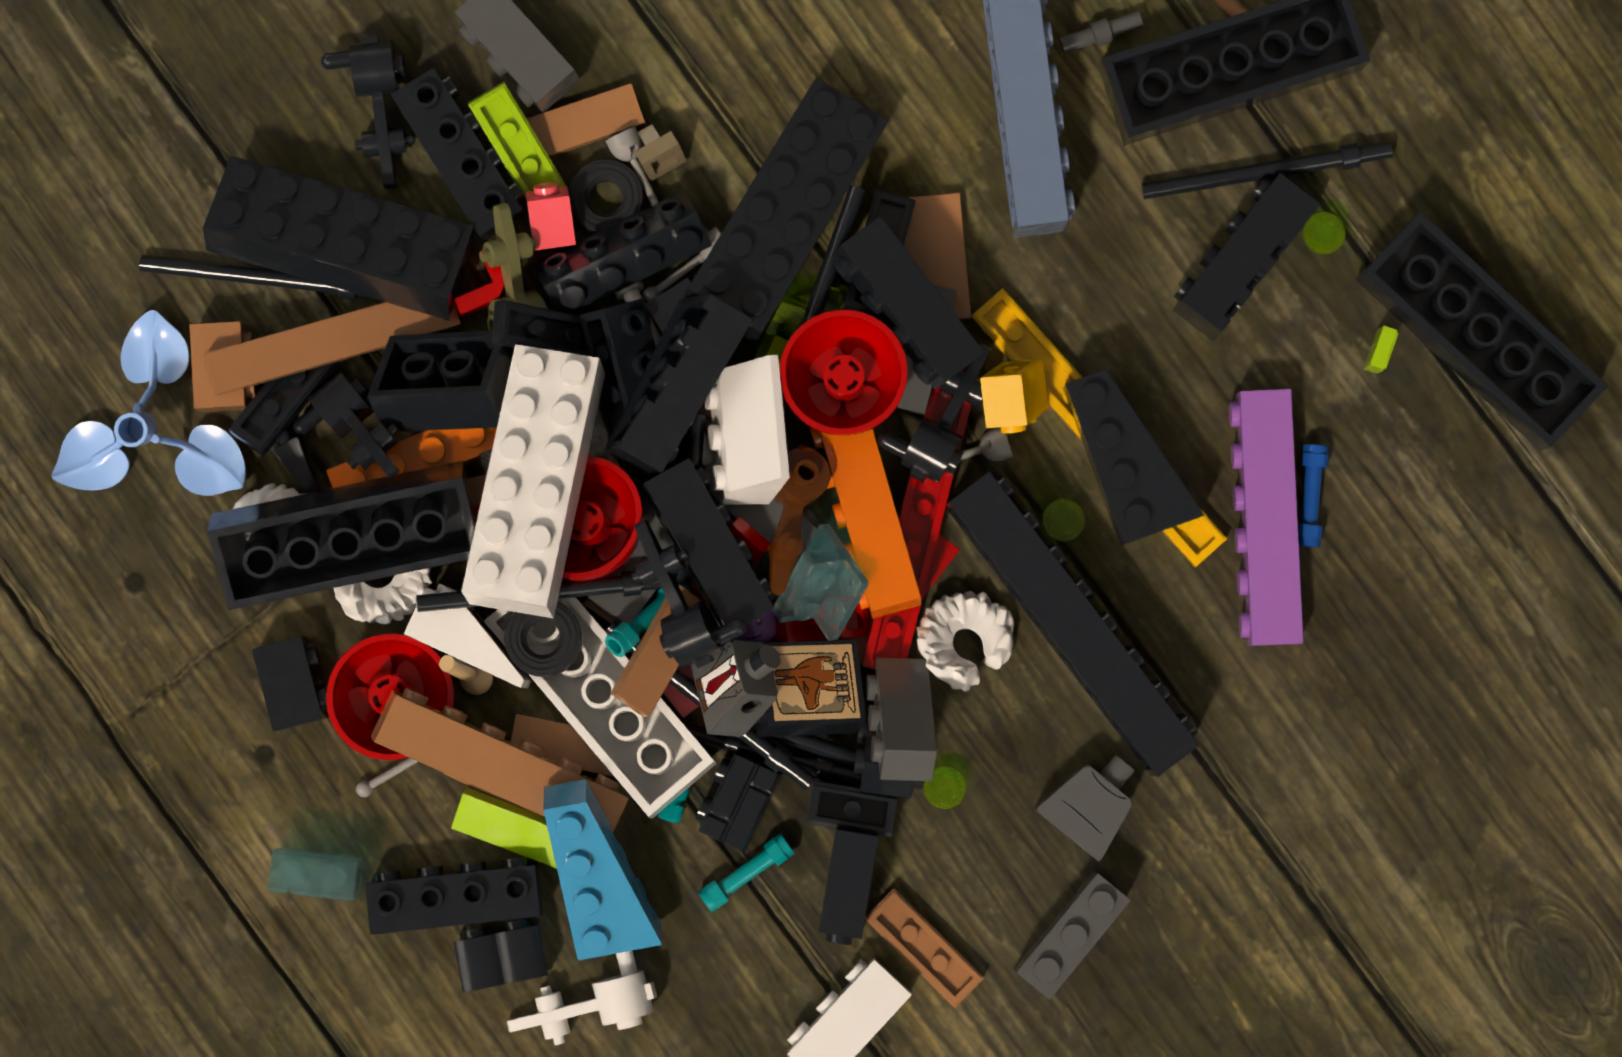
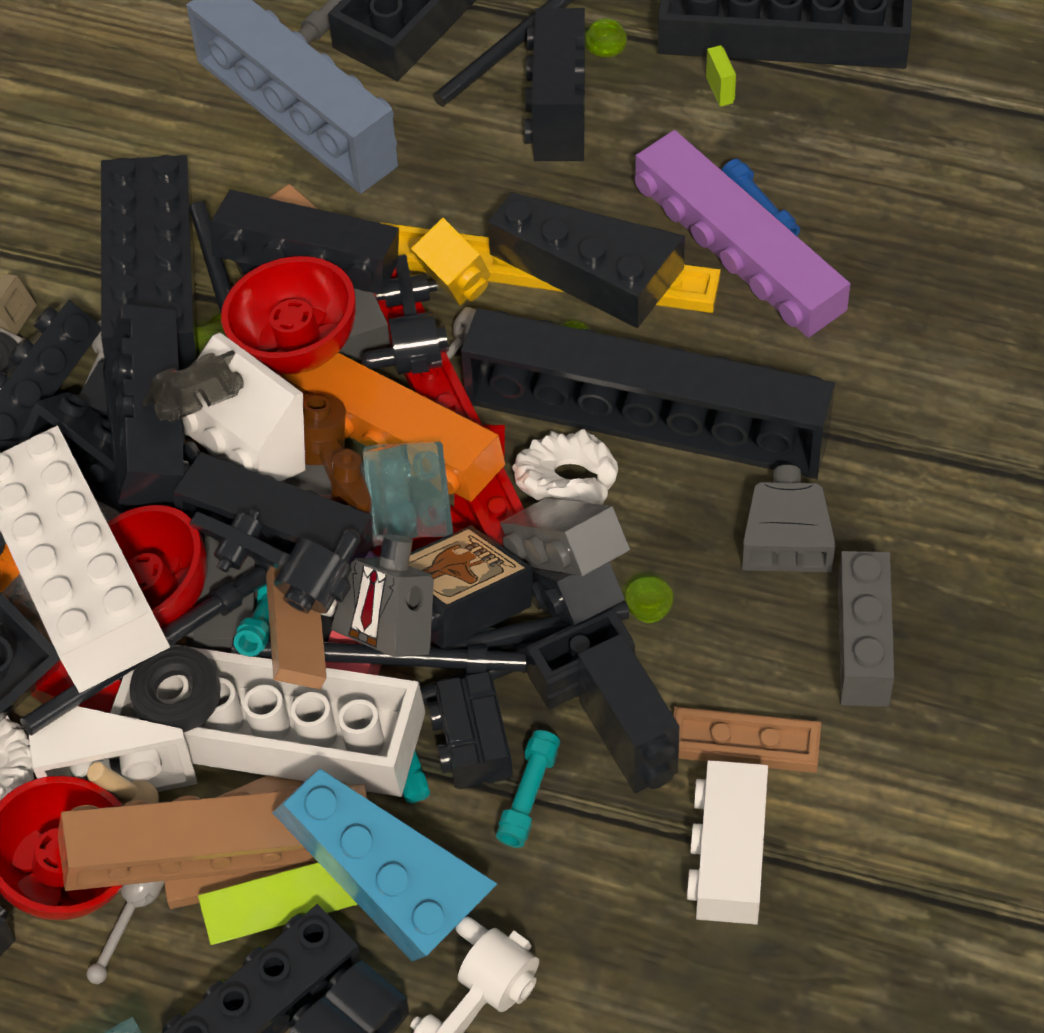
camera: 35 degrees left, 30 degrees down
(731, 407) = (177, 391): none -> clear smoke hinge

